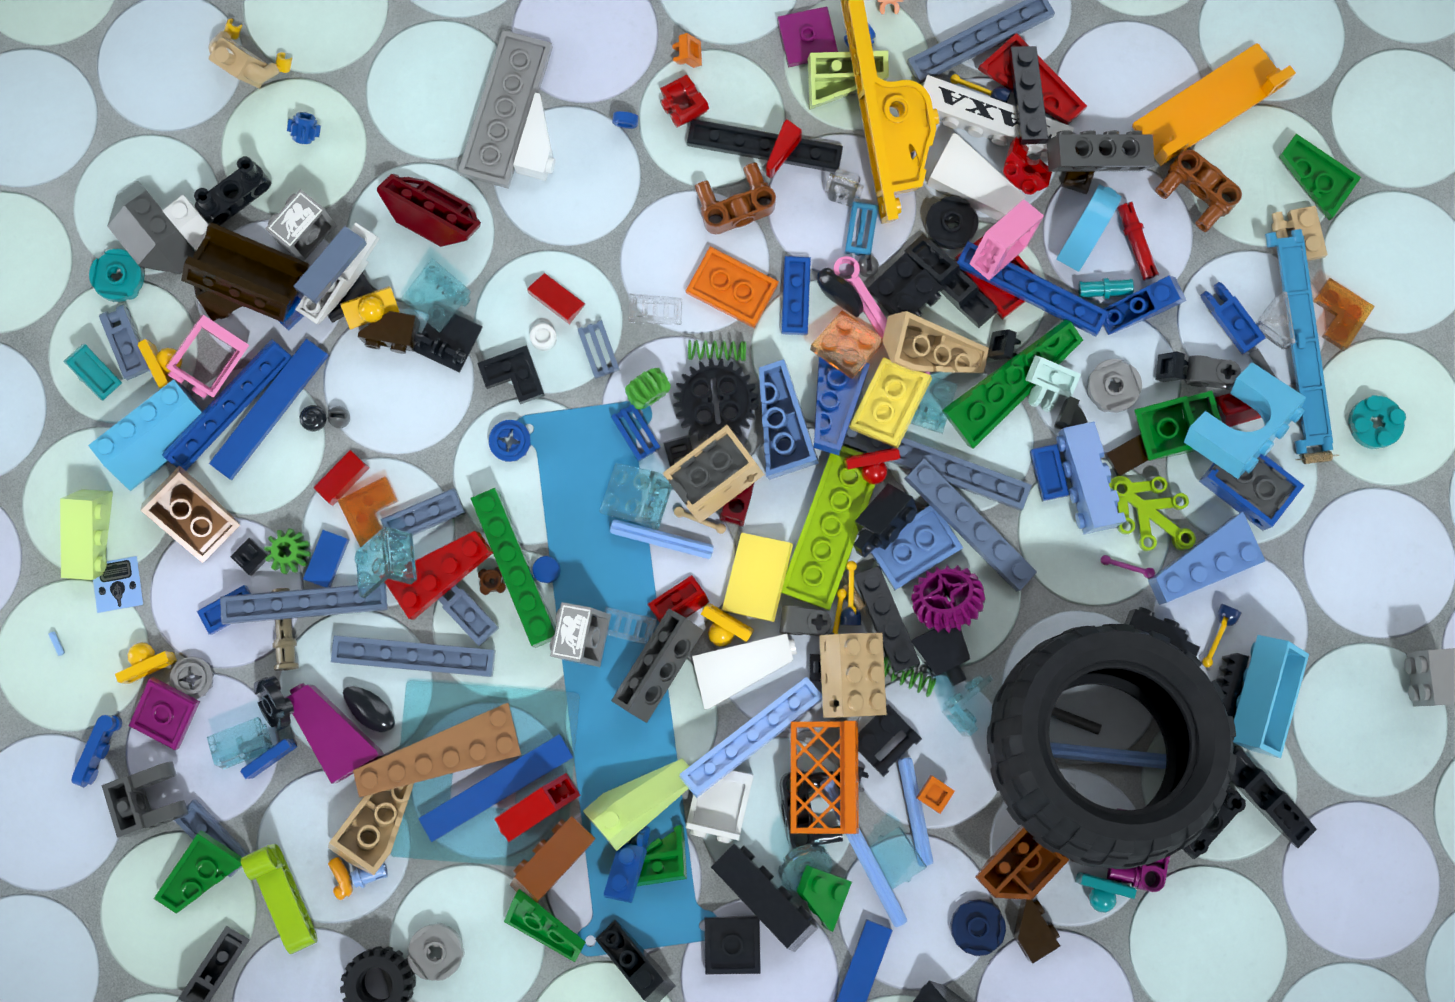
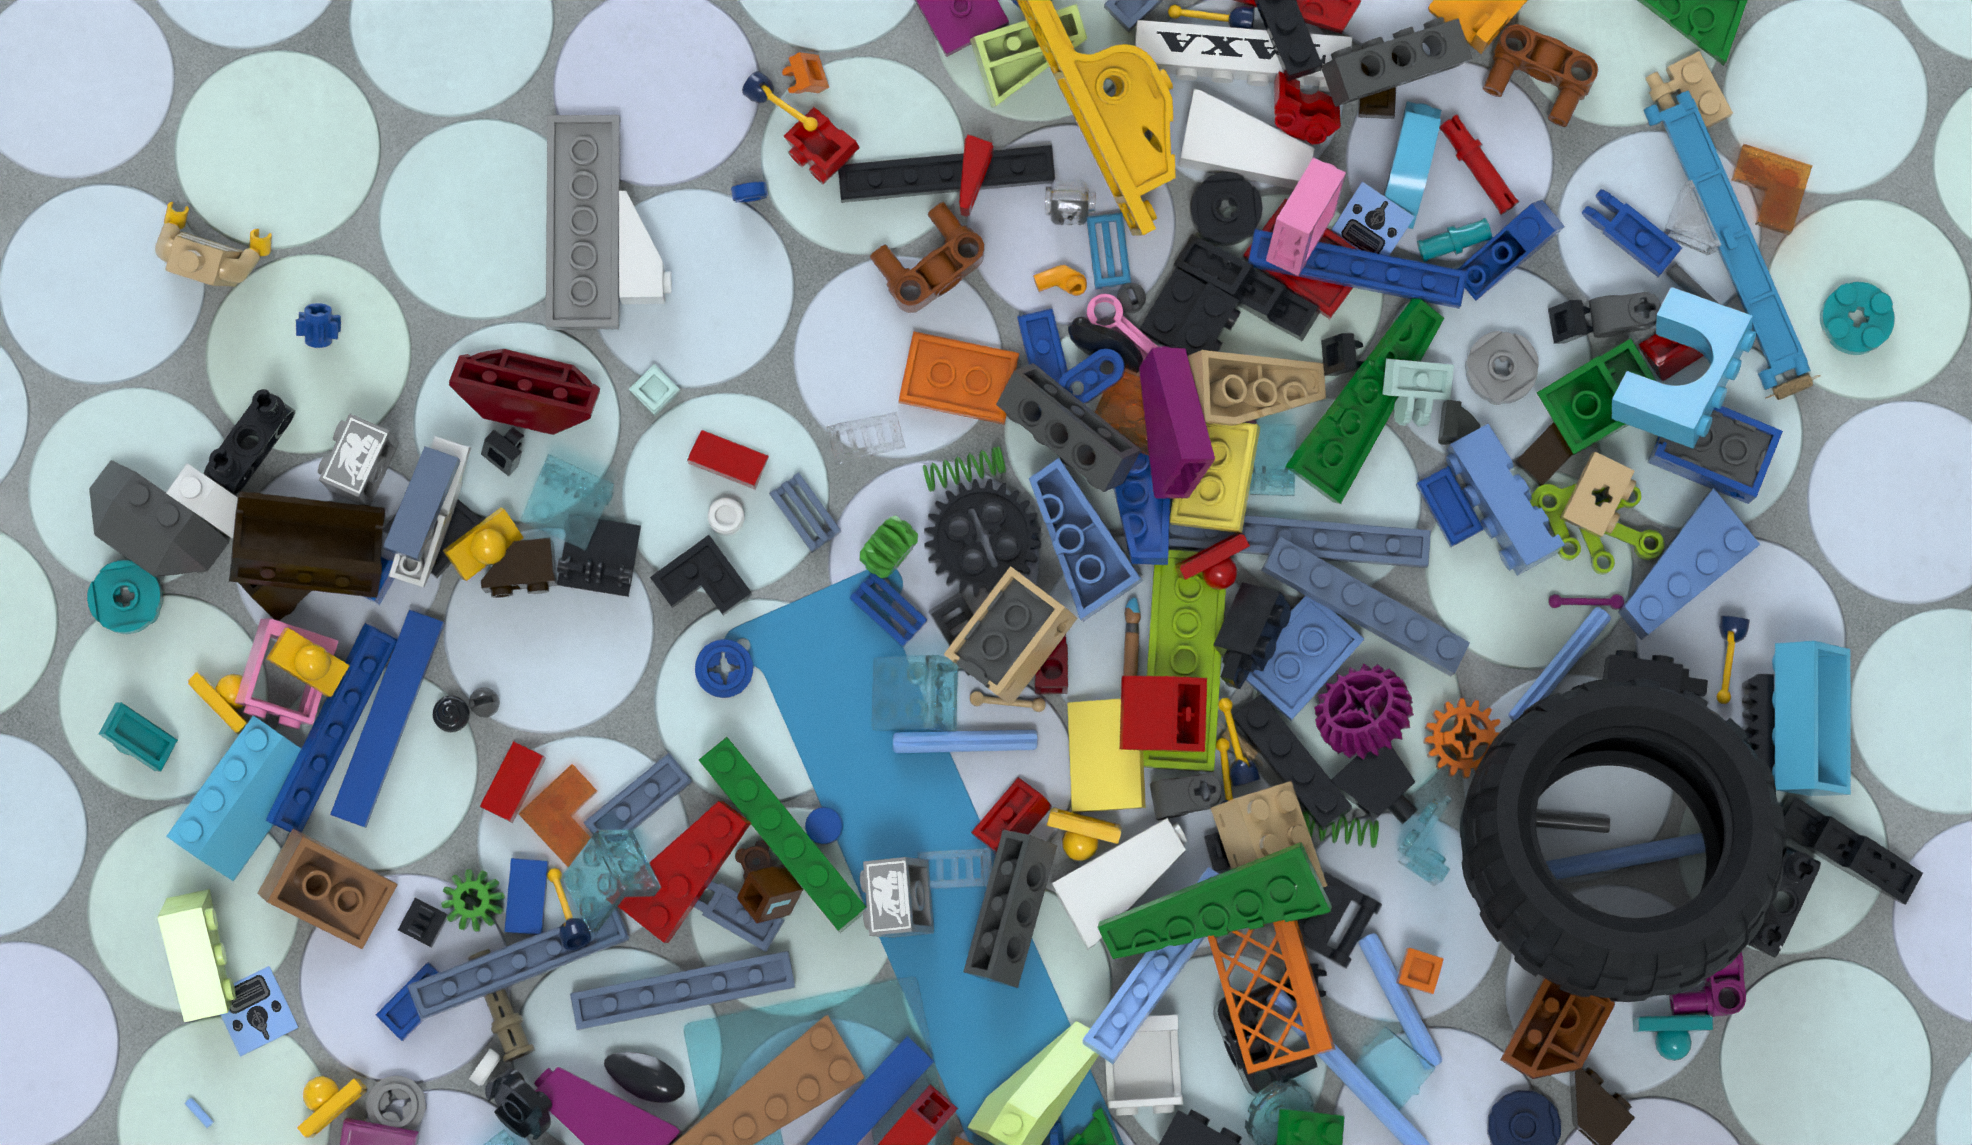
camera: 20 degrees left, 0 degrees up
(124, 342) = (165, 685): sand blue plate -> none
(221, 352) = (307, 662): none -> yellow tile
(259, 670) = (485, 1067): none -> white tile
(348, 593) = (574, 932): none -> dark blue hinge
(404, 248) = (503, 451): none -> black tile
(492, 606) = (769, 893): none -> reddish brown brick
(520, 237) = (654, 390): none -> light aqua tile
(653, 52) = (760, 89): none -> hinge
(797, 340) = (1033, 388): none -> dark grey brick
(804, 487) = (1131, 645): none -> medium nougat piece
(805, 559) = (1163, 713): none -> red slope
(823, 310) = (1091, 376): none -> blue plate
(824, 238) = (1062, 277): none -> light orange arm
(827, 706) = (1244, 897): none -> green wing
(872, 358) = (1174, 423): none -> magenta slope
(1002, 635) = (1447, 739): none -> orange gear
(1052, 258) = (1372, 222): none -> sticker
(1099, 604) = (1563, 661): none -> light blue axle
(1144, 500) = (1598, 473): none -> tan brick

